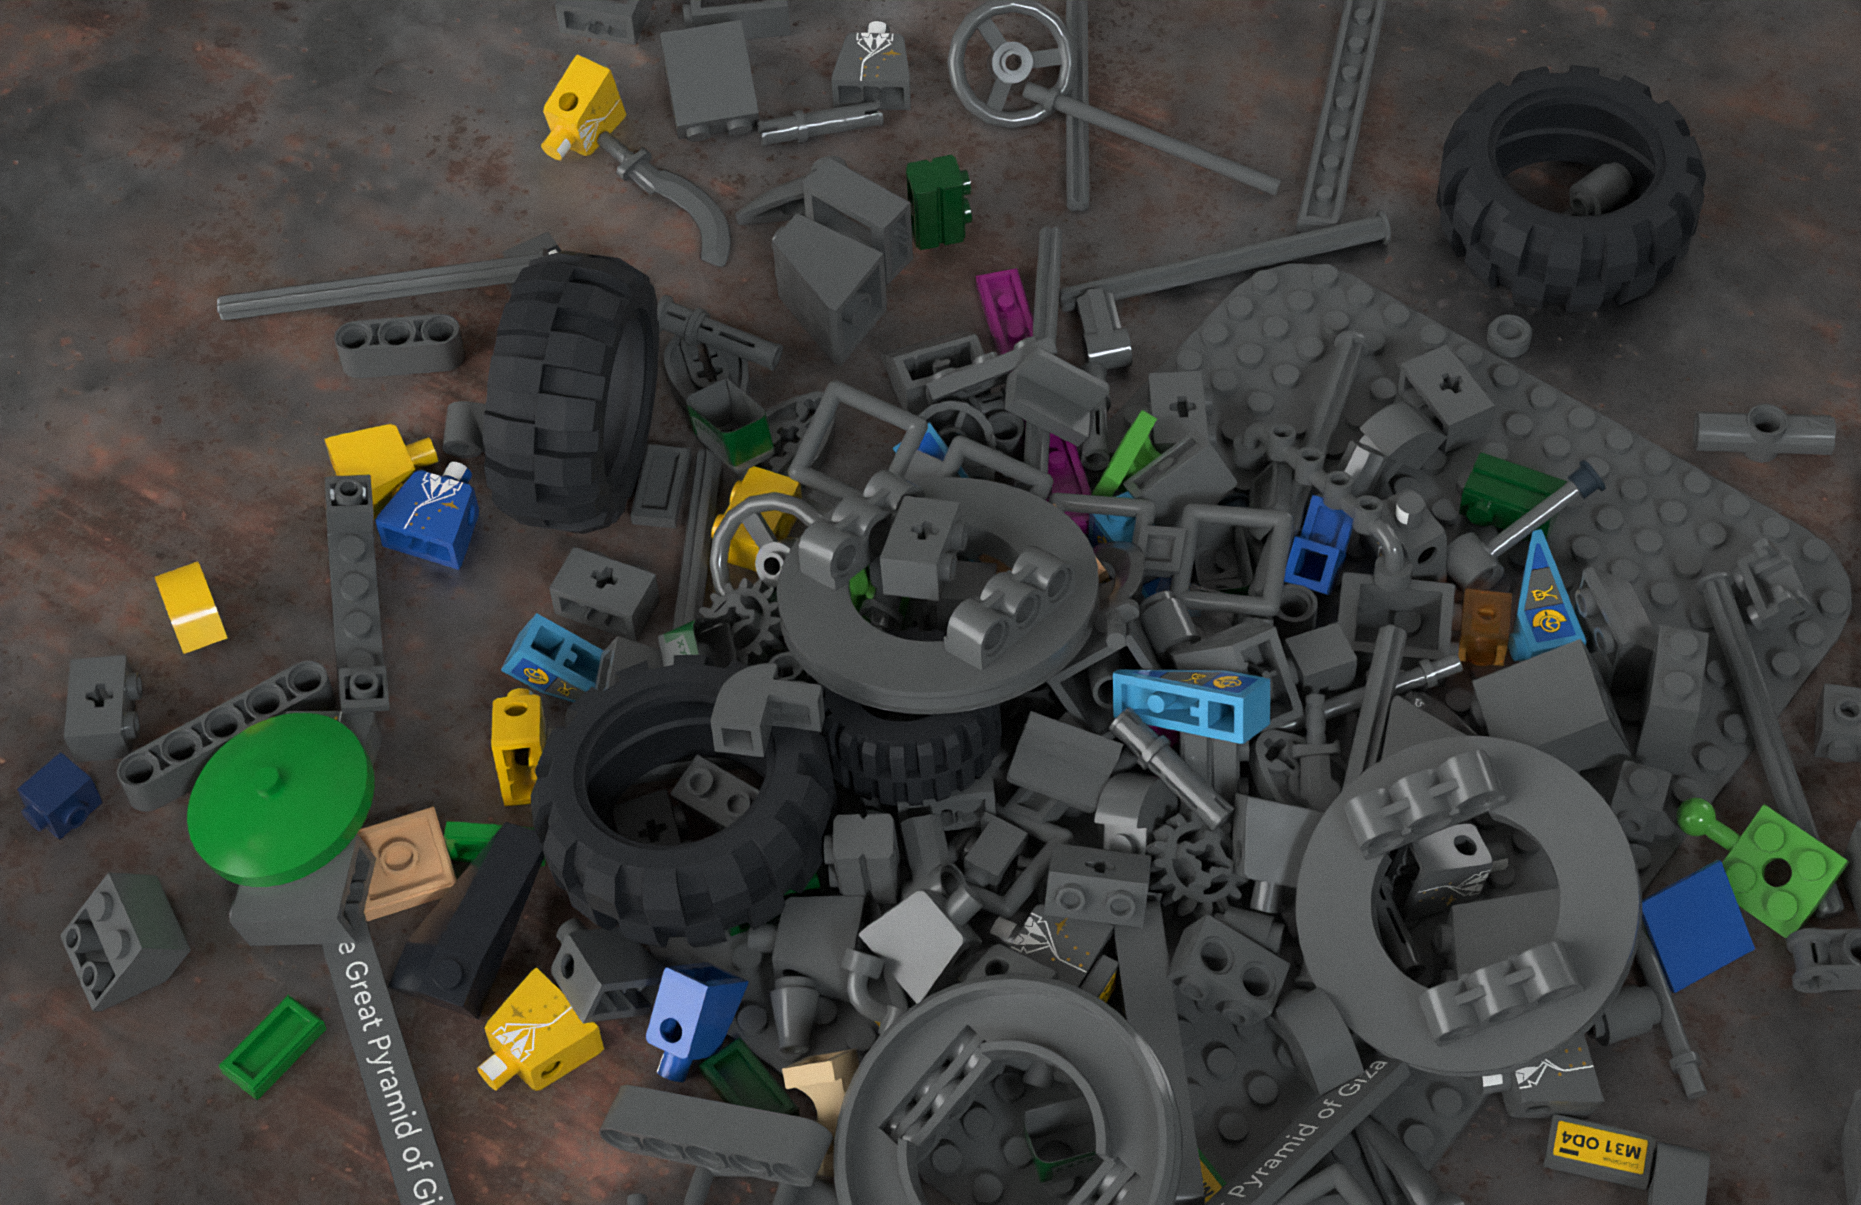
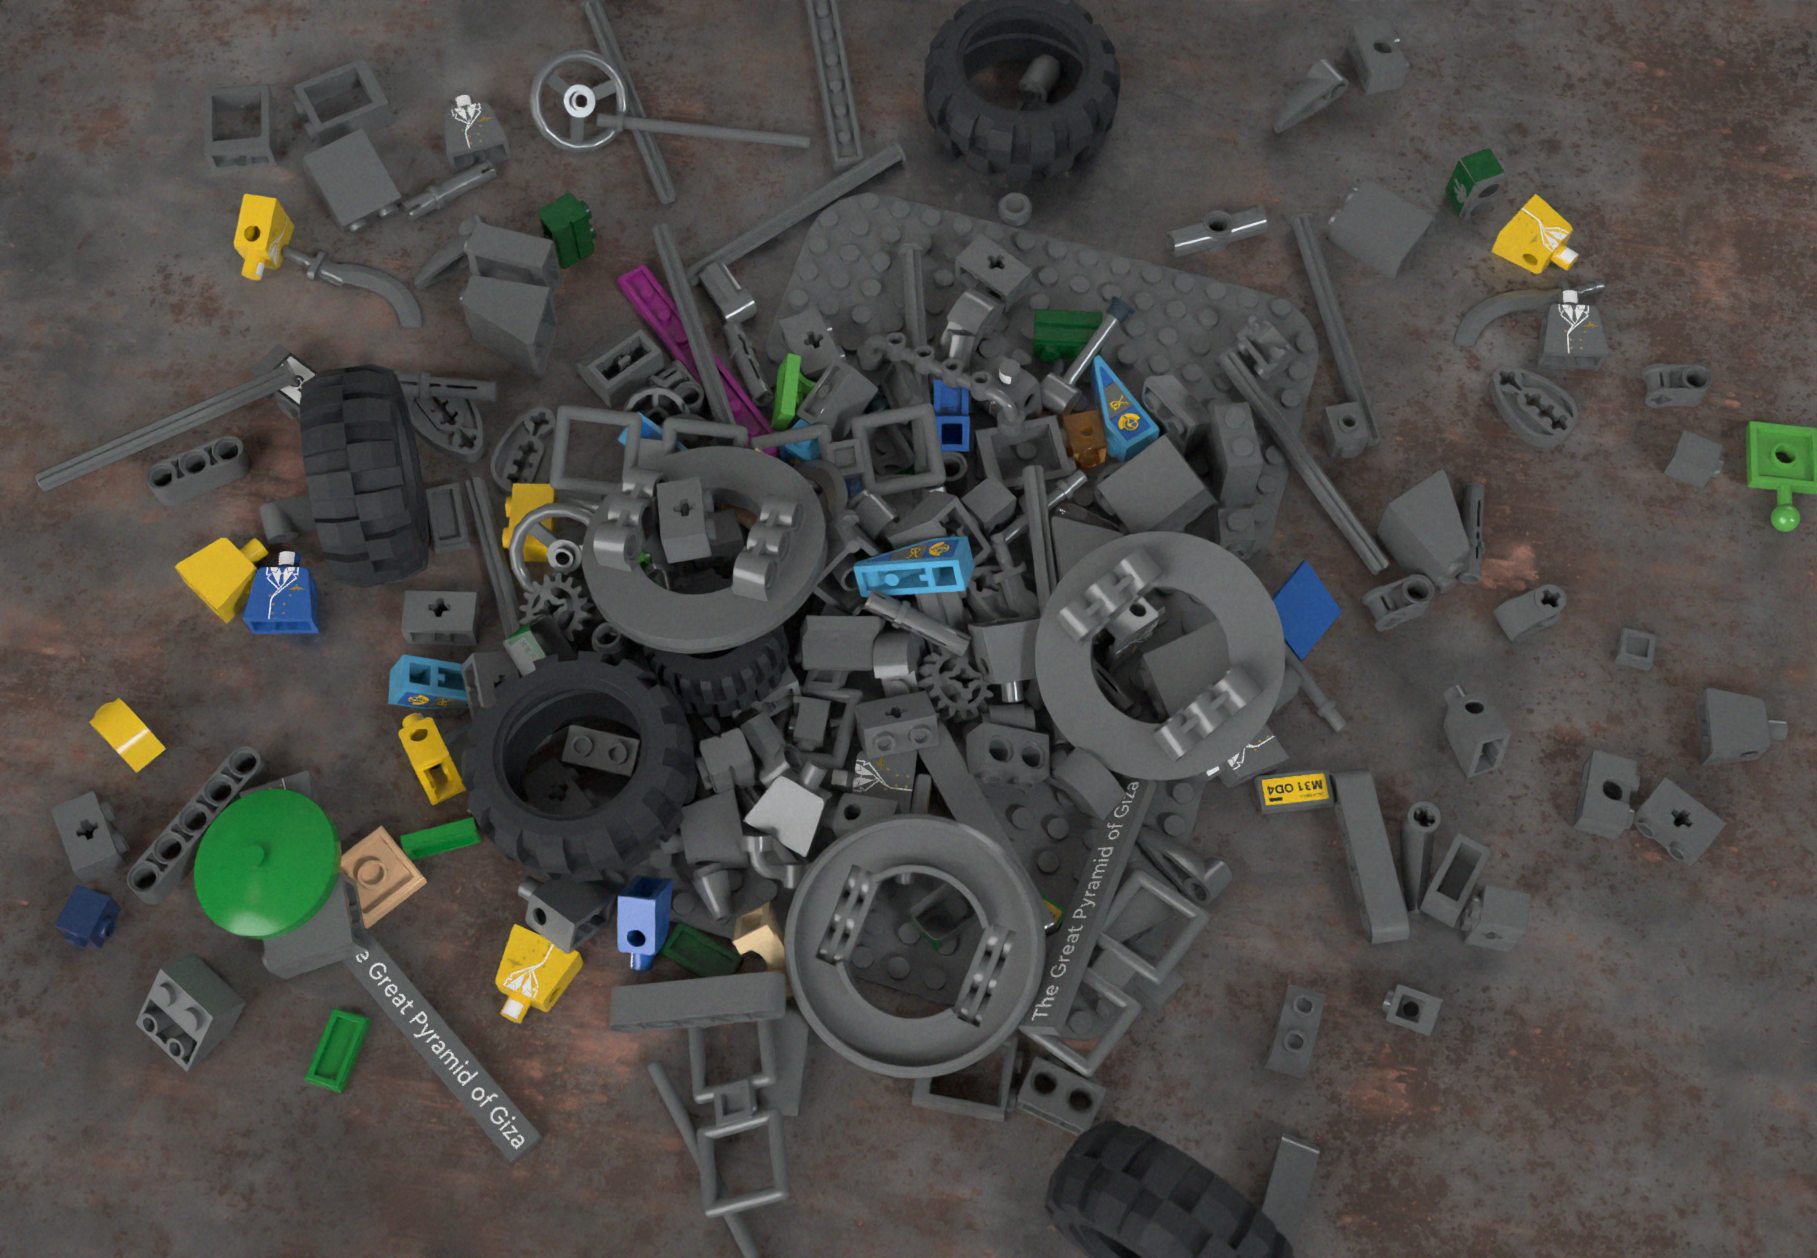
camera: 25 degrees left, 10 degrees up
(355, 595) = (223, 626): dark grey slope -> none
(466, 935) = (450, 911): black wedge -> none
(710, 415) = (507, 462): dark grey piece -> none
(758, 700) = (614, 681): dark grey brick -> none
(986, 373) = (664, 355): dark grey plate -> none
(1054, 395) = (719, 361): dark grey panel -> none
(1765, 840) = (1326, 533): bright green plate -> none

